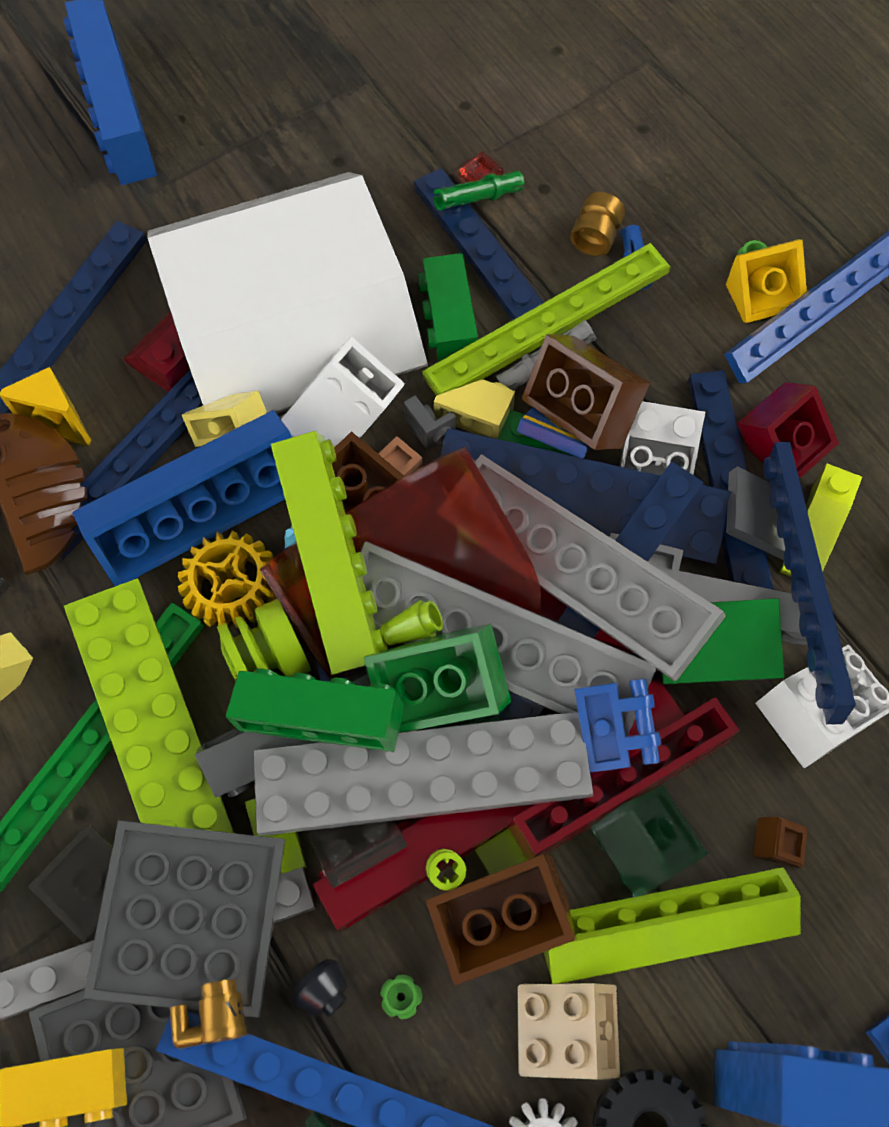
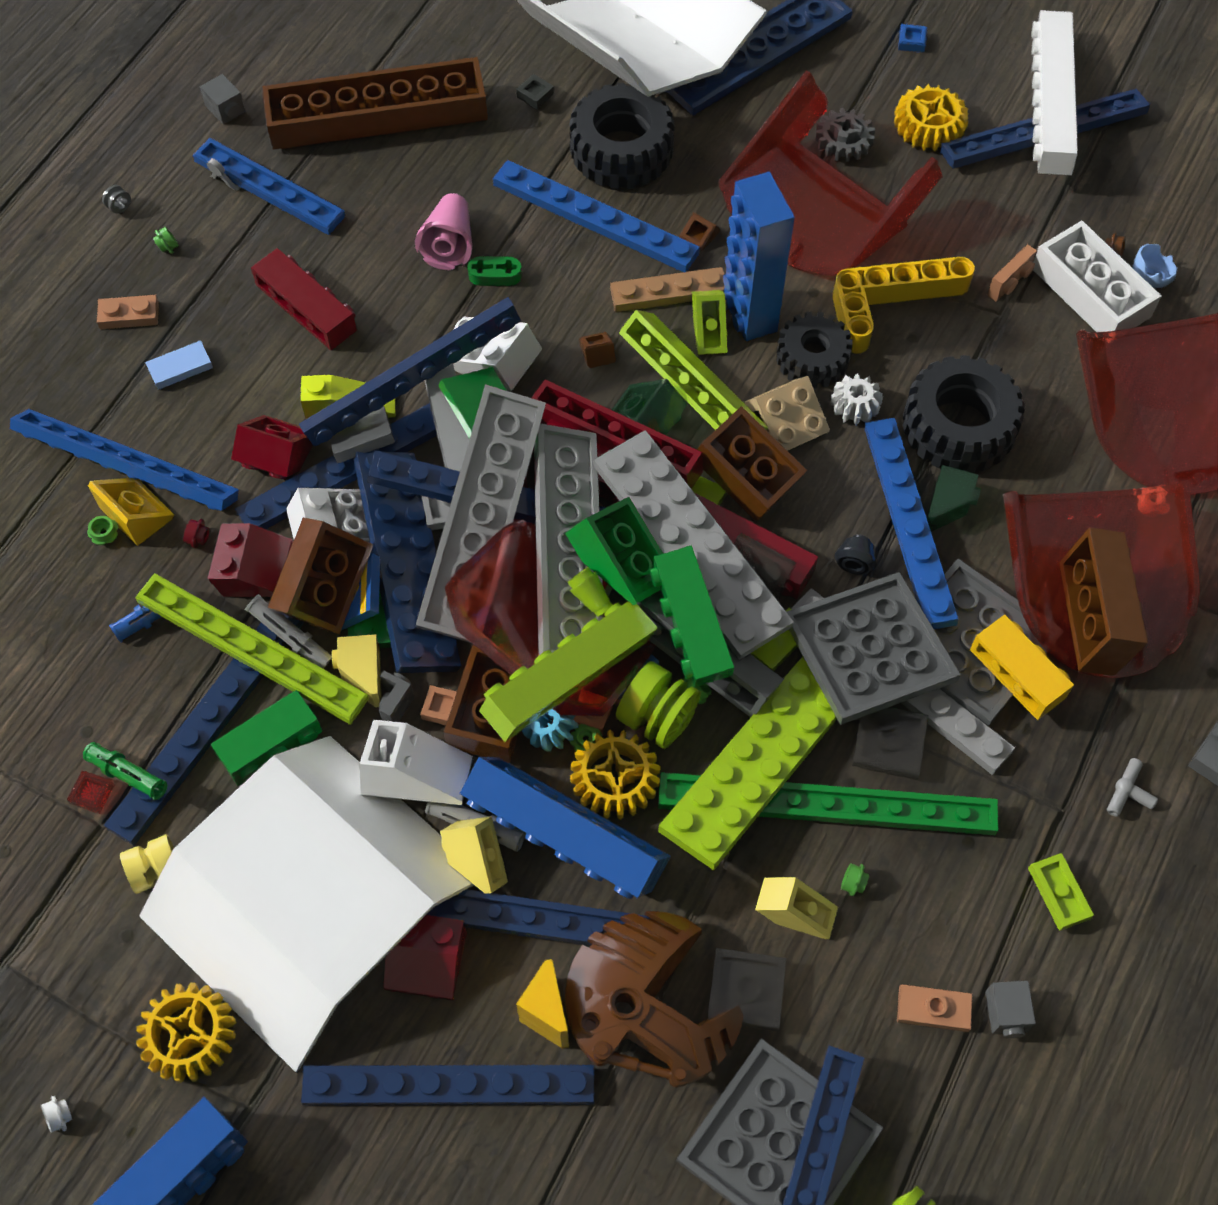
camera: 120 degrees left, 5 degrees down
(219, 1016) = (914, 583): pearl gold piece -> none
(223, 72) = (56, 1114): none -> white plate
(224, 165) = (179, 1046): none -> yellow gear
(383, 179) = (146, 865): none -> light yellow wheel
(407, 1007) = (830, 505): bright green plate -> none
(433, 871) = (740, 508): lime bush -> none
(597, 224) = (119, 657): pearl gold wheel -> none
(604, 728) = (593, 442): blue plate -> none
(653, 350) = (248, 560): none -> dark red slope
(711, 329) = (196, 533): none -> dark red plate
(761, 1008) = (710, 321): none -> lime slope
(843, 977) = (664, 289): none -> medium nougat plate

